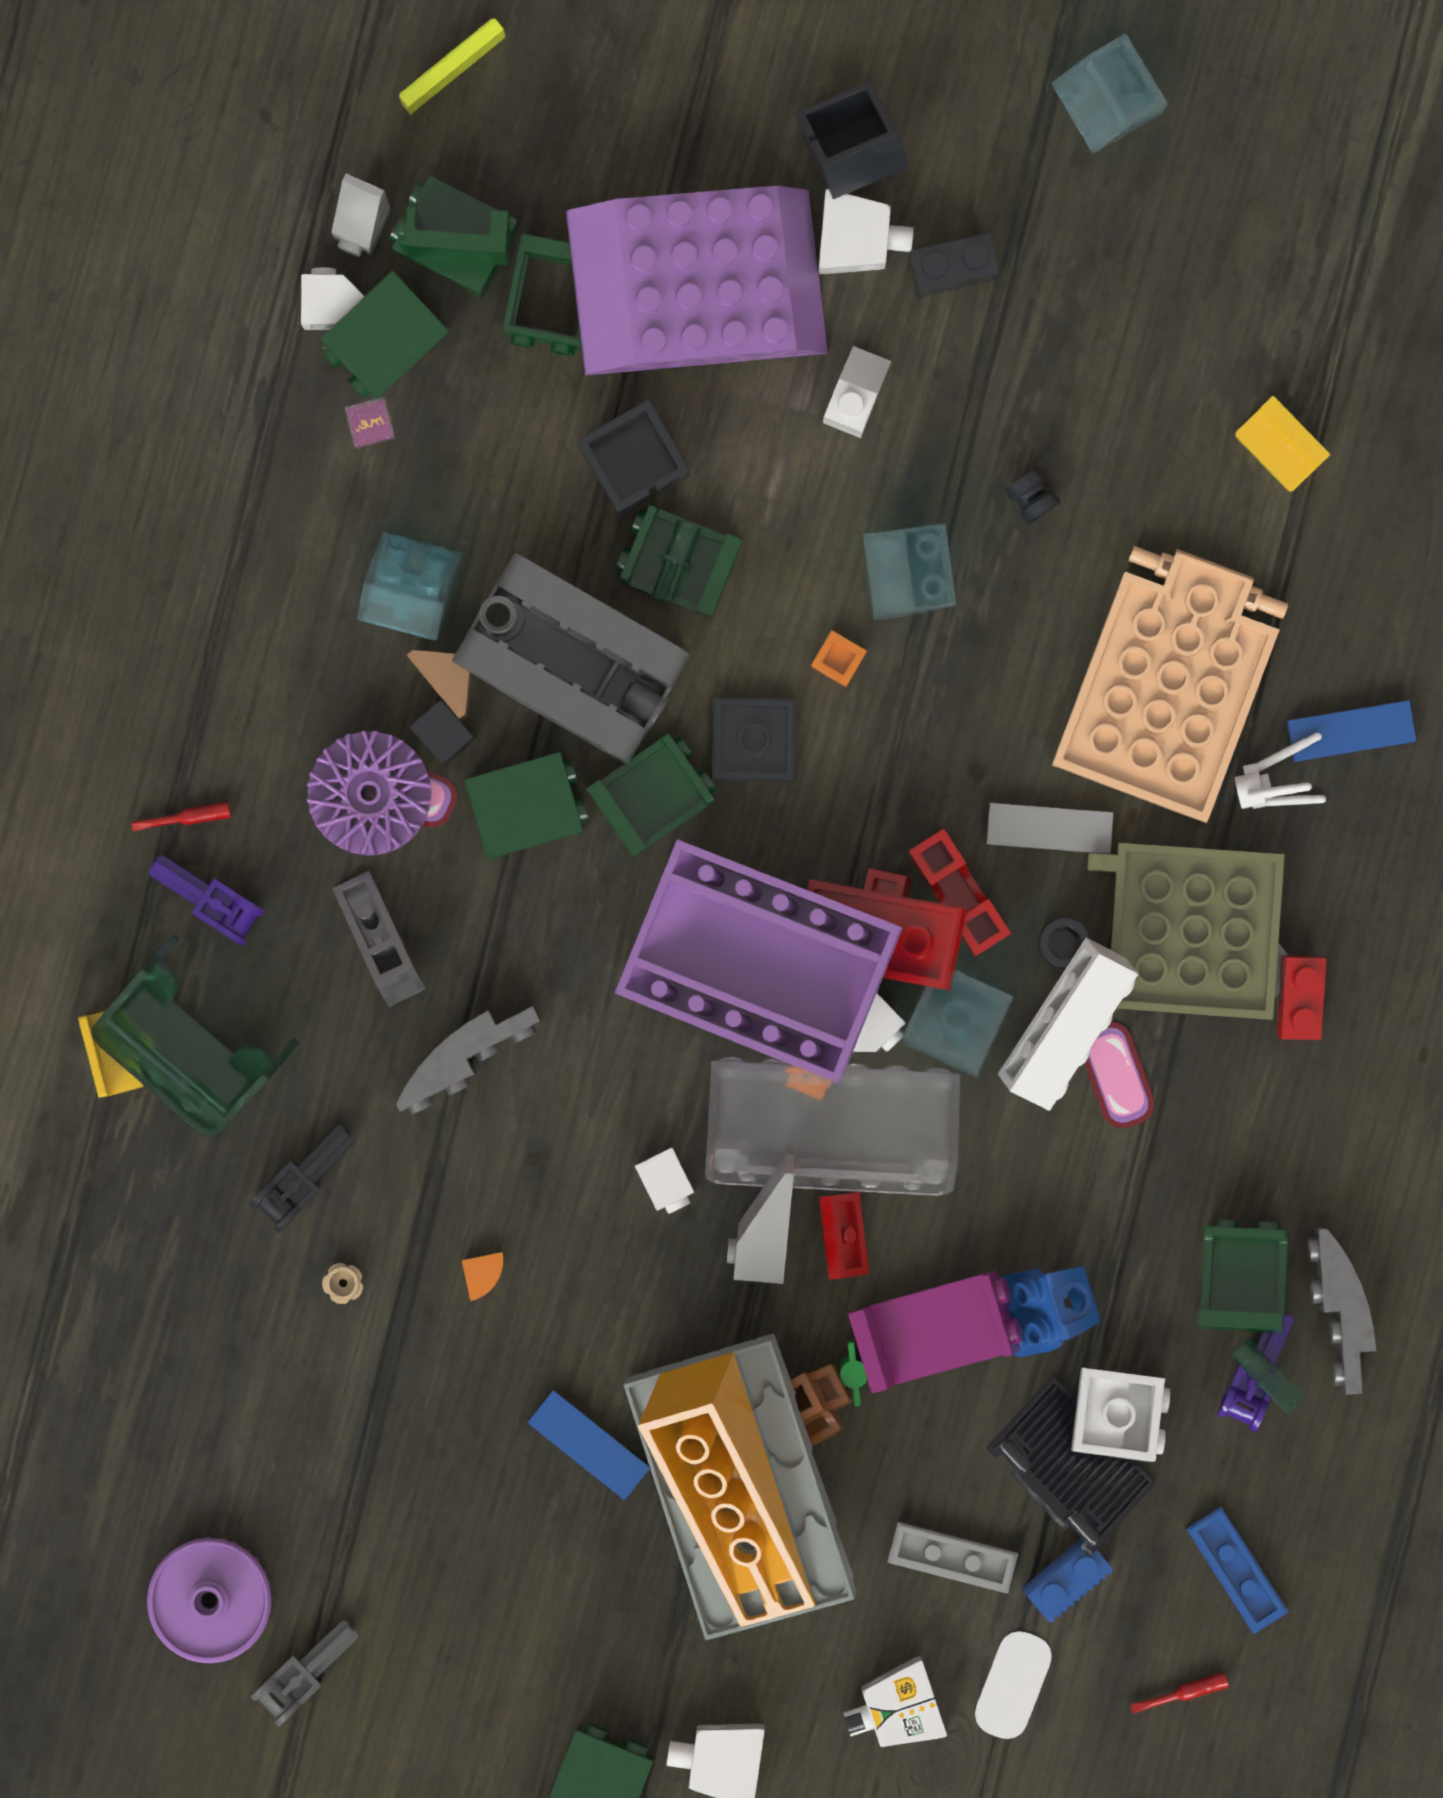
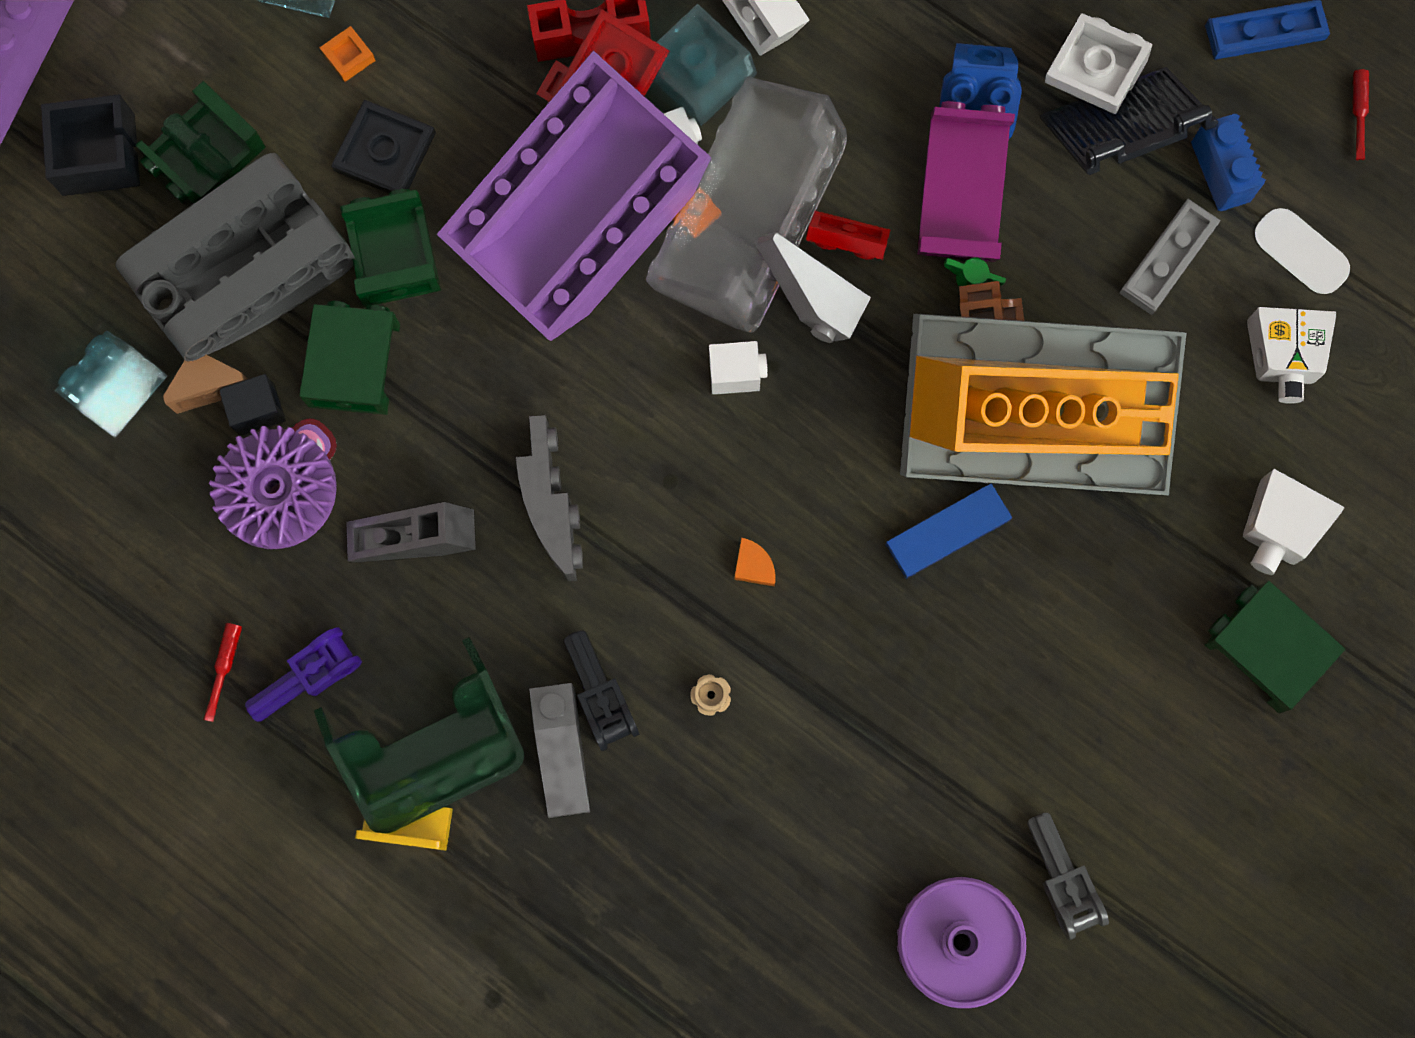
camera: 60 degrees left, 10 degrees down
(235, 1165) = (560, 749): none -> flat silver slope

